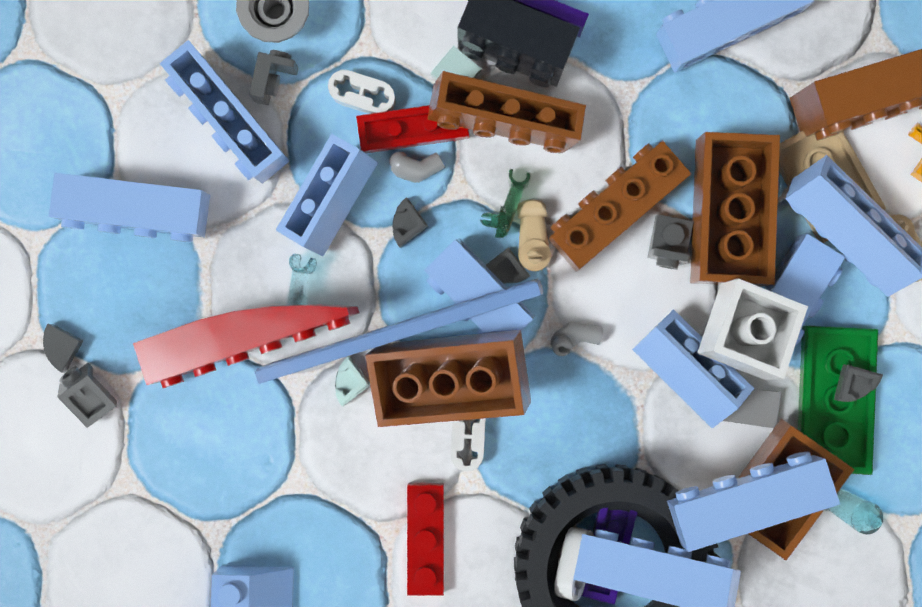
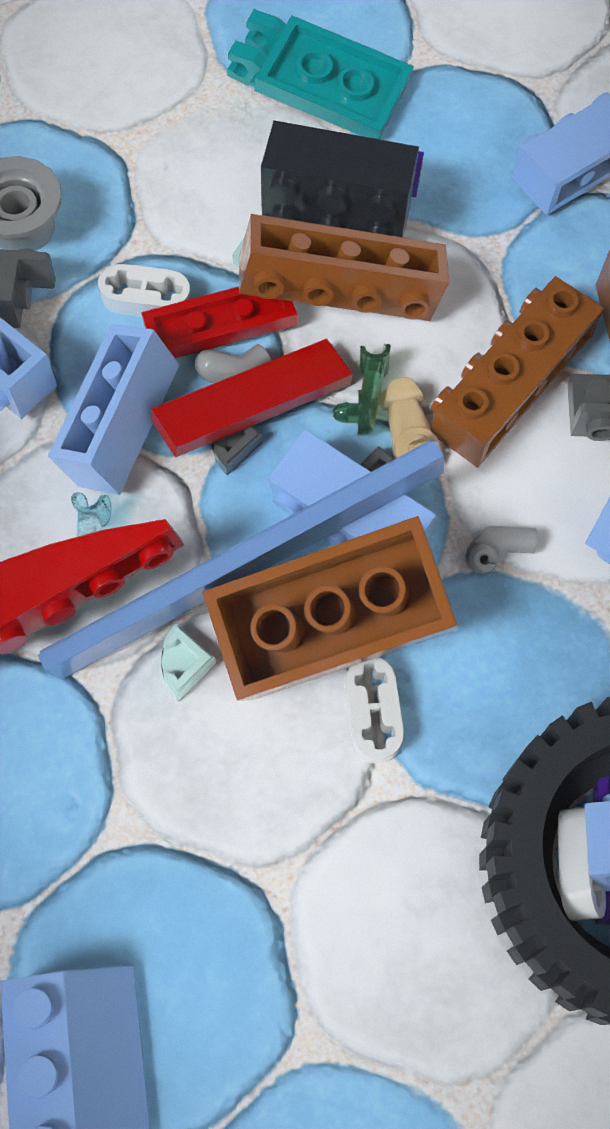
camera: 15 degrees left, 20 degrees down
(425, 197) = (250, 397): none -> red tile
(425, 539) = (339, 881): red plate -> none

